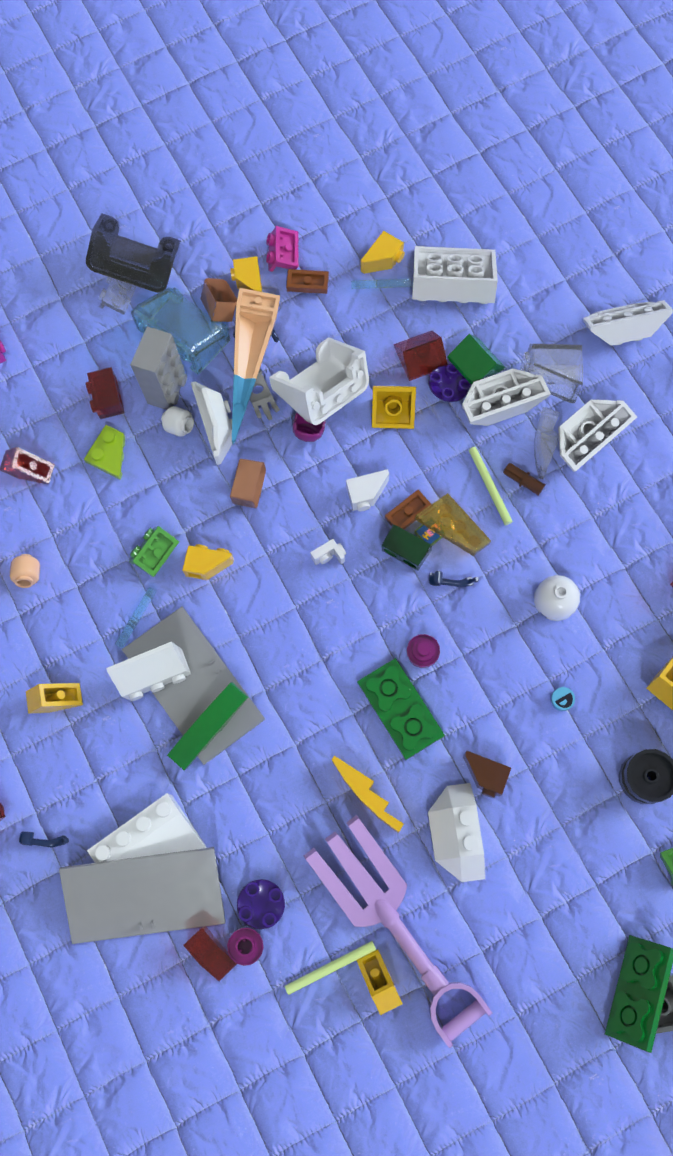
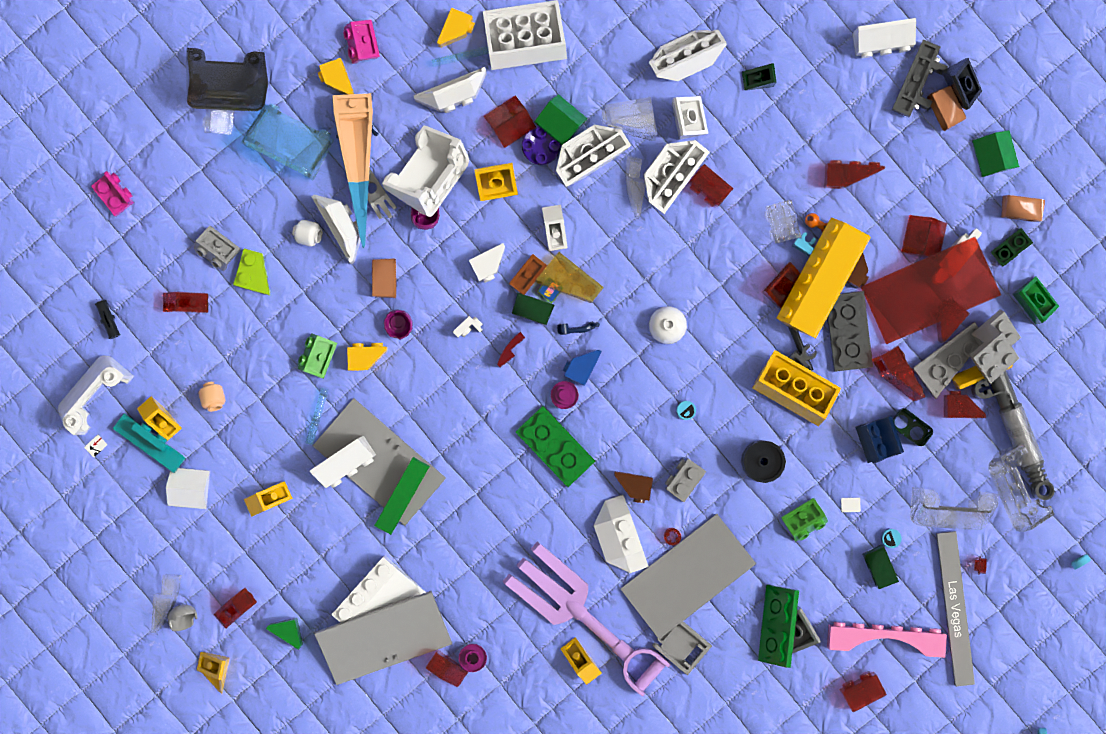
camera: 15 degrees left, 15 degrees up
(26, 838) = (278, 614): dark blue piece -> none
(32, 862) = (288, 631): none -> green slope
(75, 418) = (215, 248): none -> light grey bracket
(105, 393) = (235, 219): clear red brick -> none
(159, 368) = (283, 196): light grey brick -> none
(224, 296) = (324, 113): nougat piece -> none
(251, 534) = (398, 324): none -> magenta hair
(260, 904) = (477, 624): dark purple dish -> none
(307, 281) = (391, 69): dark orange plate -> none
(330, 968) = (541, 658): yellowish green bar -> none
(361, 787) = (536, 517): yellow slope -> none
(366, 311) = (453, 93): none -> white wedge
(367, 591) = (507, 354): none -> dark red slope
(448, 468) = (554, 227): none -> white slope
(449, 623) = (581, 367): none -> blue slope
(490, 486) = (594, 235): yellowish green bar -> none
(507, 987) = (679, 644): none -> light grey container
(524, 479) = (622, 223): reddish brown axle -> none
(527, 852) = (677, 539): none -> clear red bush
(533, 903) = (688, 576): none -> light grey piece
(548, 780) = (685, 479): none -> light grey bracket
(616, 381) = (689, 117): none -> white slope
(630, 457) = (710, 186): none -> clear red brick

